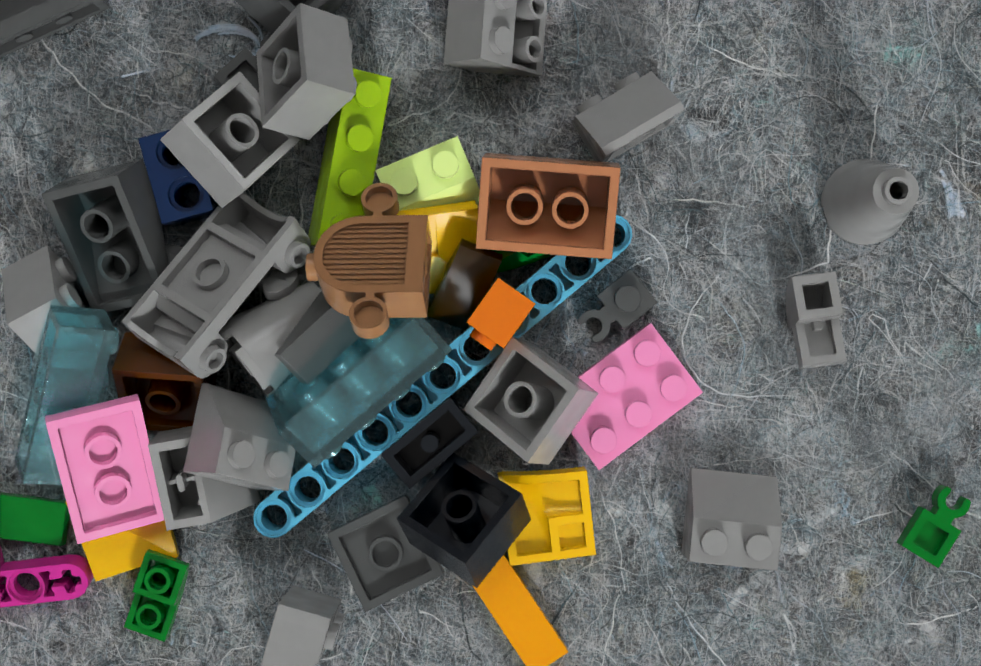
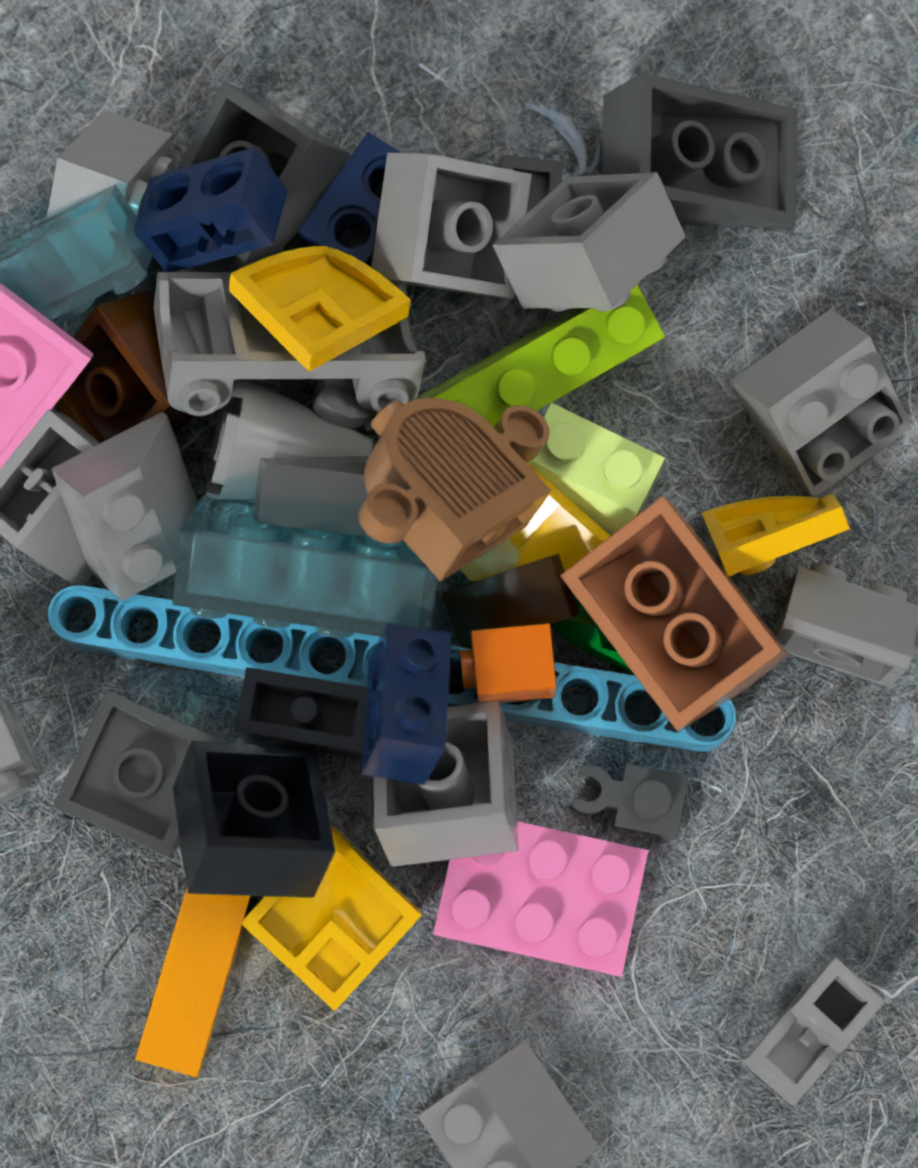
camera: 55 degrees right, 10 degrees down
(110, 264) = (211, 210): none -> dark blue brick
(213, 249) = (318, 301): none -> yellow plate
(476, 390) = (406, 704): none -> dark blue brick
(543, 111) = (761, 529): none -> yellow plate

